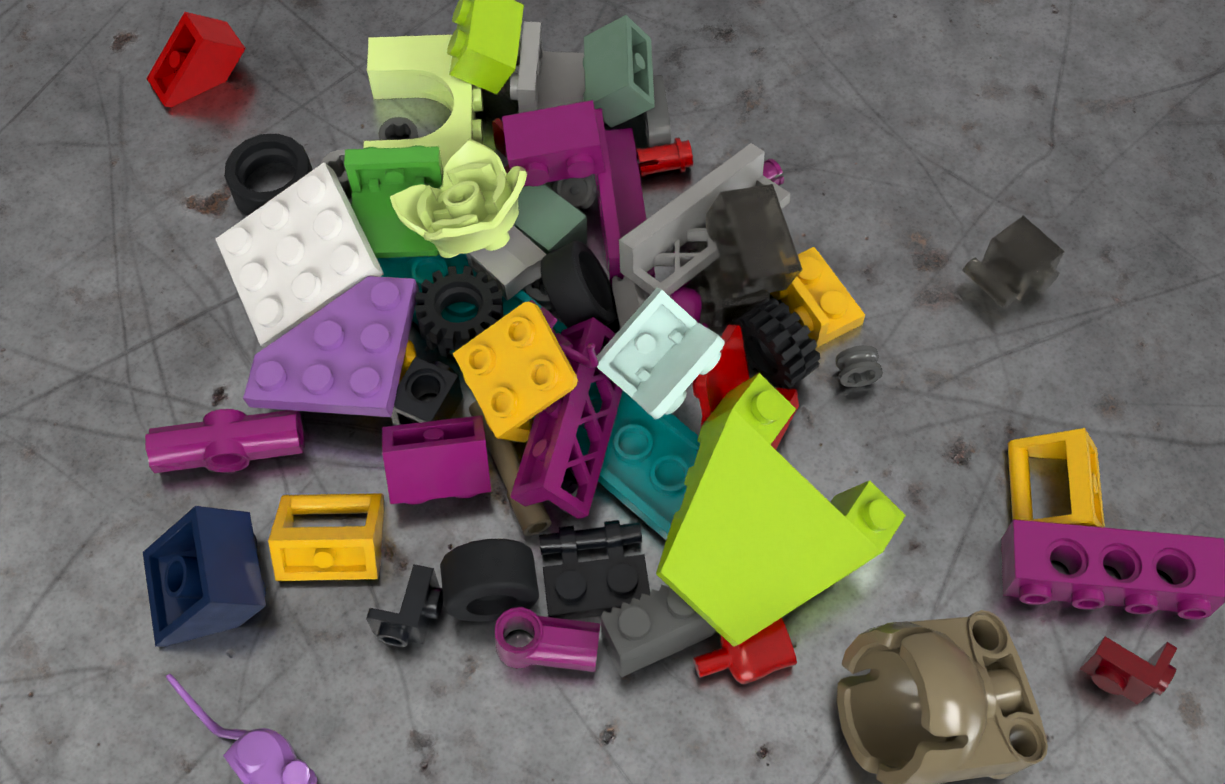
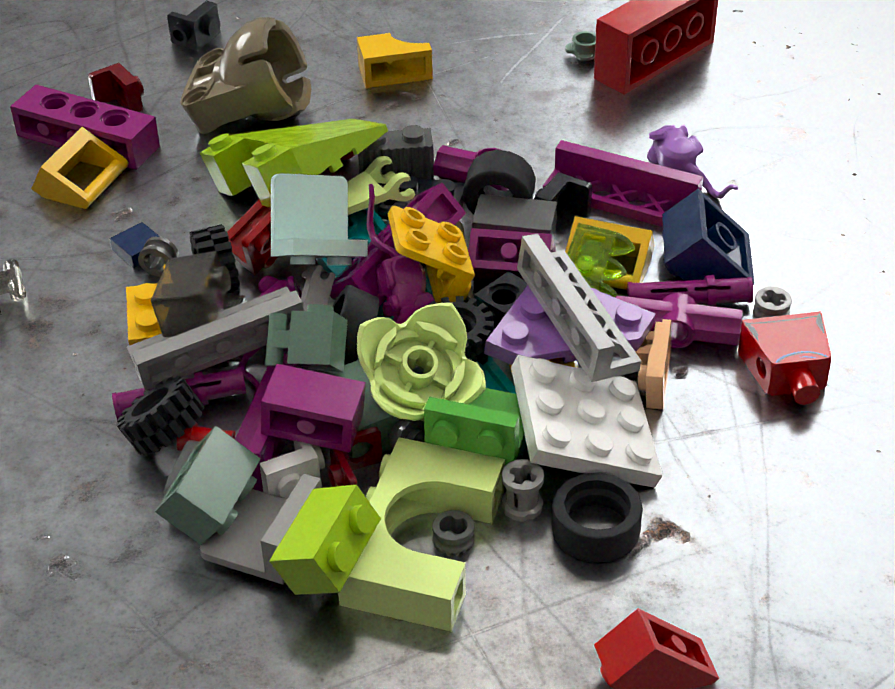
camera: 160 degrees left, 20 degrees down
(89, 422) = (787, 354): none -> torso
(104, 518) = (772, 302): none -> light grey bush
(220, 494) = (706, 291): none -> magenta pin
(239, 349) = (654, 368): none -> light nougat plate
(331, 312) = (575, 311): none -> light grey fence
(334, 685) = (626, 181): none -> magenta fence
(336, 479) = (593, 252): none -> clear neon green plate
(436, 527) = (515, 214): none -> dark grey brick
(588, 212) = (313, 342): none -> sand green brick
(652, 497) = (359, 186): none -> yellowish green flag
(692, 136) = (160, 415): none -> black tyre
(901, 393) = (131, 242): none -> dark blue tile

